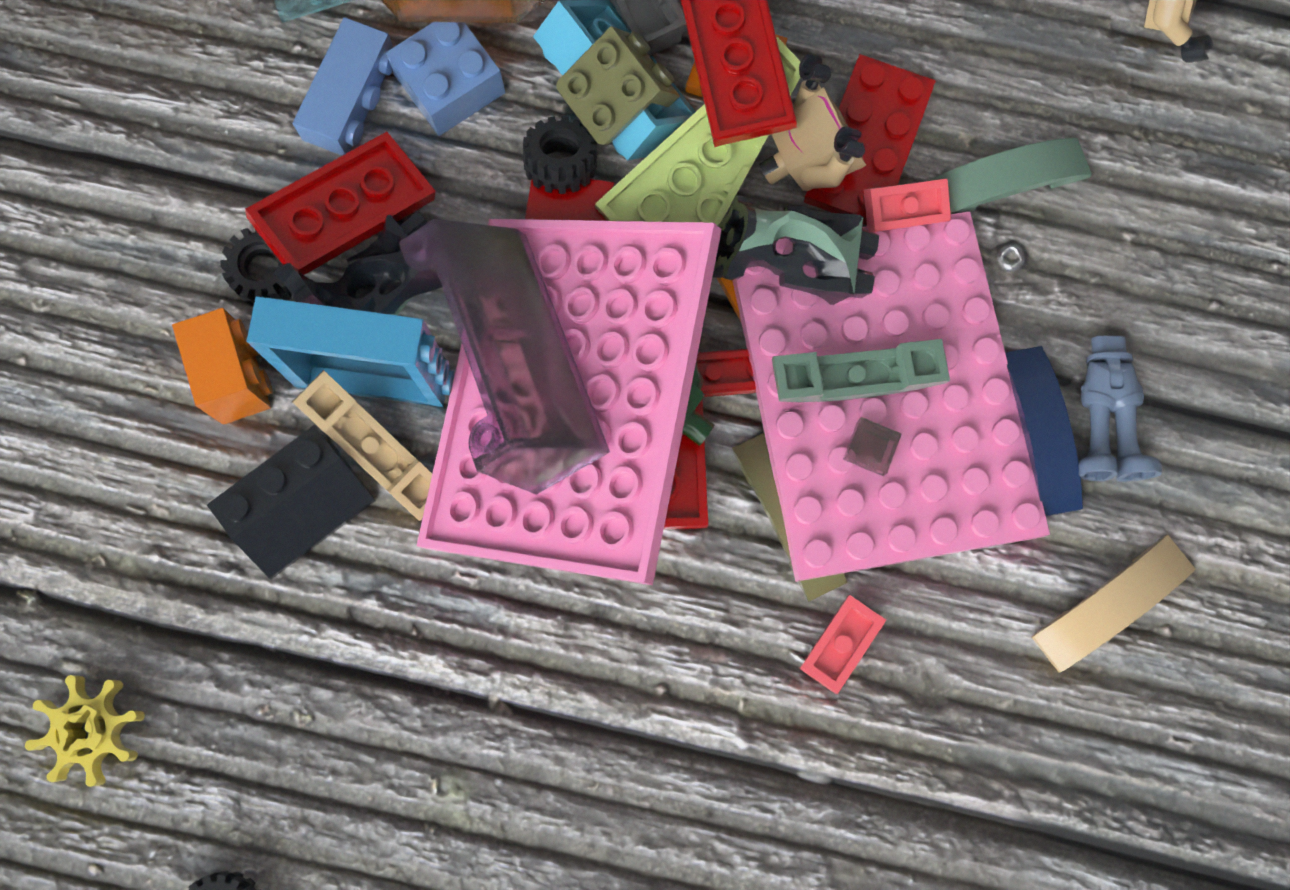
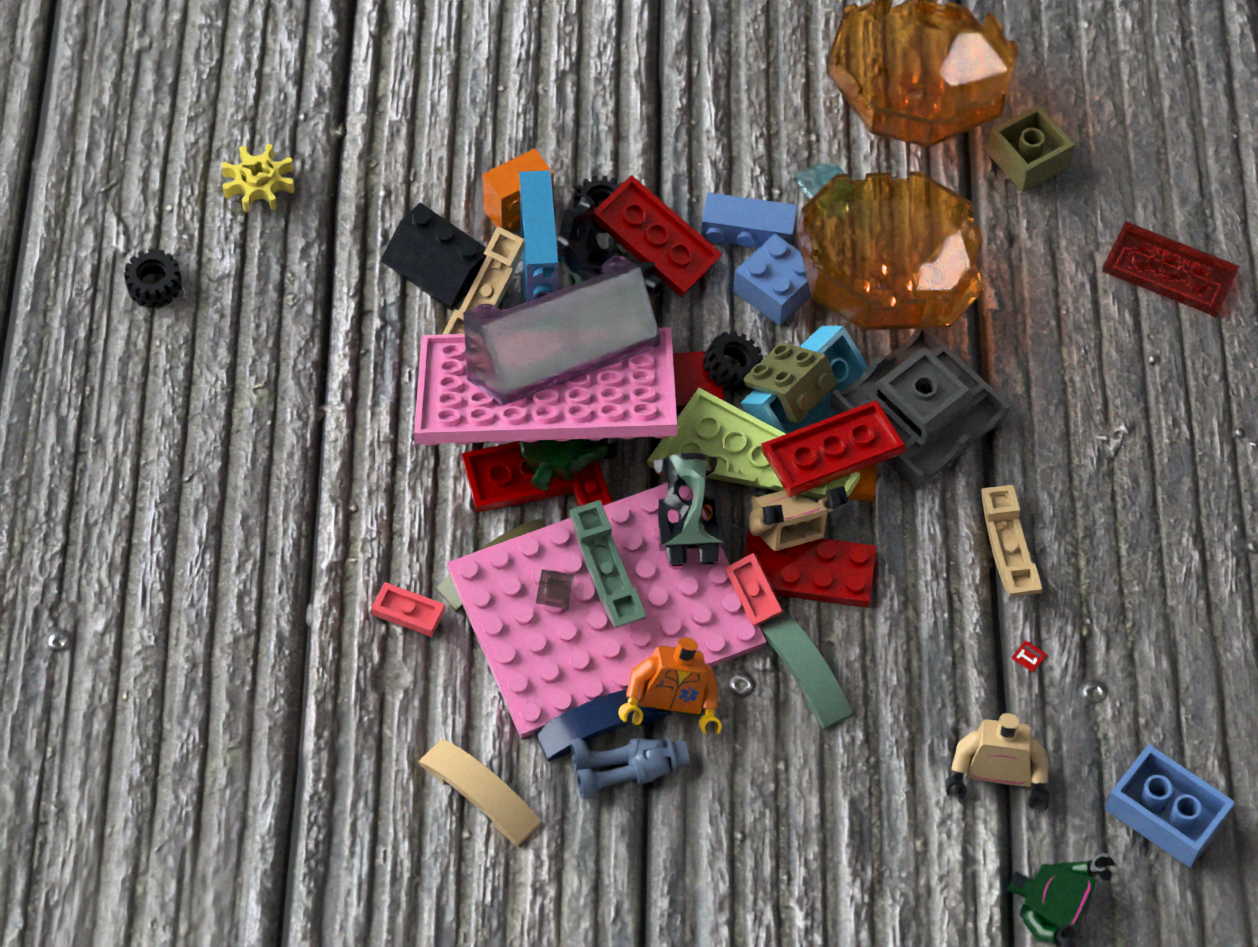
camera: 75 degrees right, 20 degrees down
(1029, 334) = (675, 682): none -> orange torso

